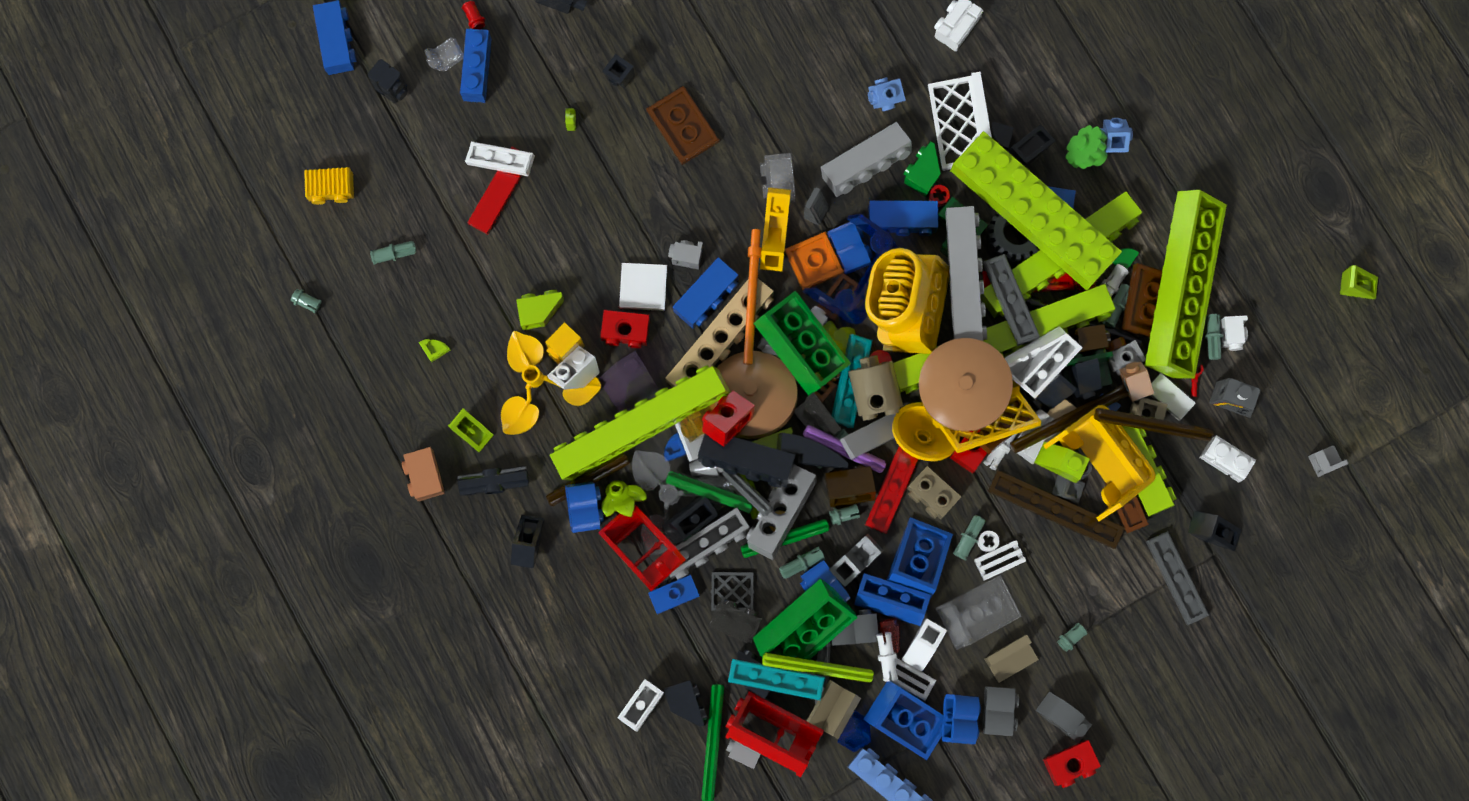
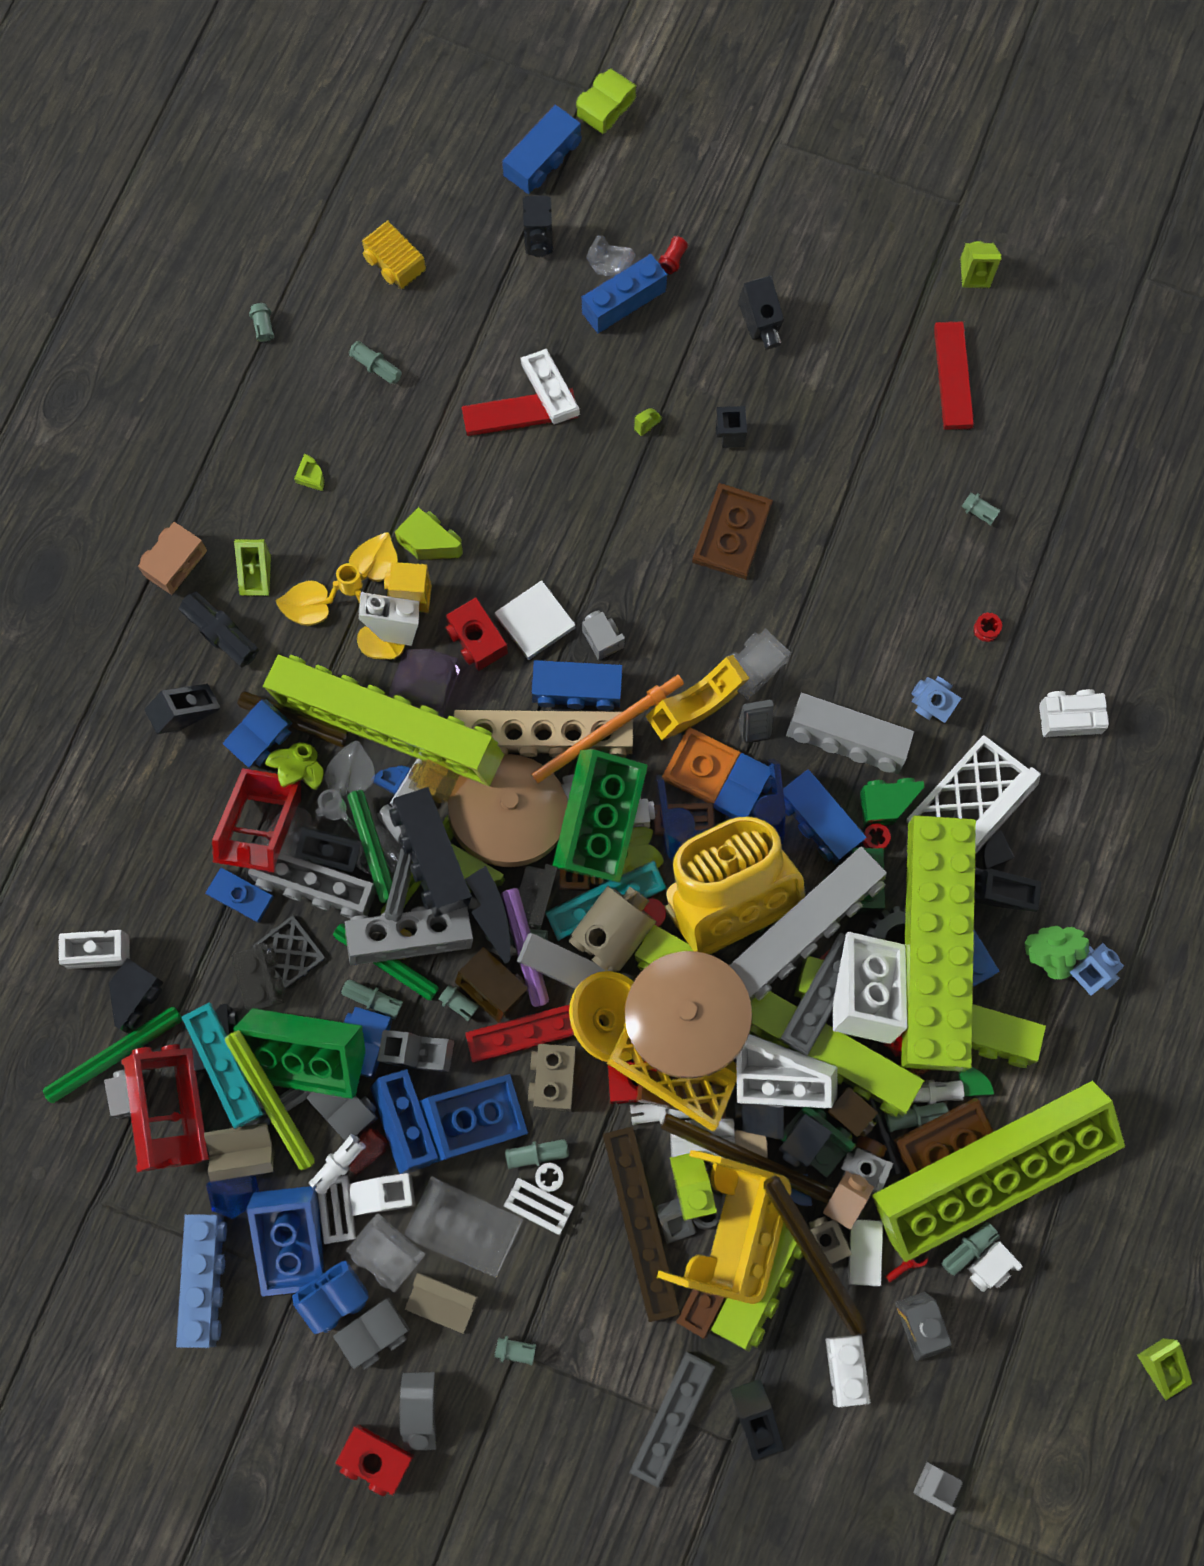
camera: 50 degrees right, 5 degrees down
(727, 418) = (440, 804): red brick -> none
(865, 19) = (985, 619): none -> red bush
(960, 668) = (385, 1253): none -> clear brick
(1031, 270) = (871, 989): none -> white slope

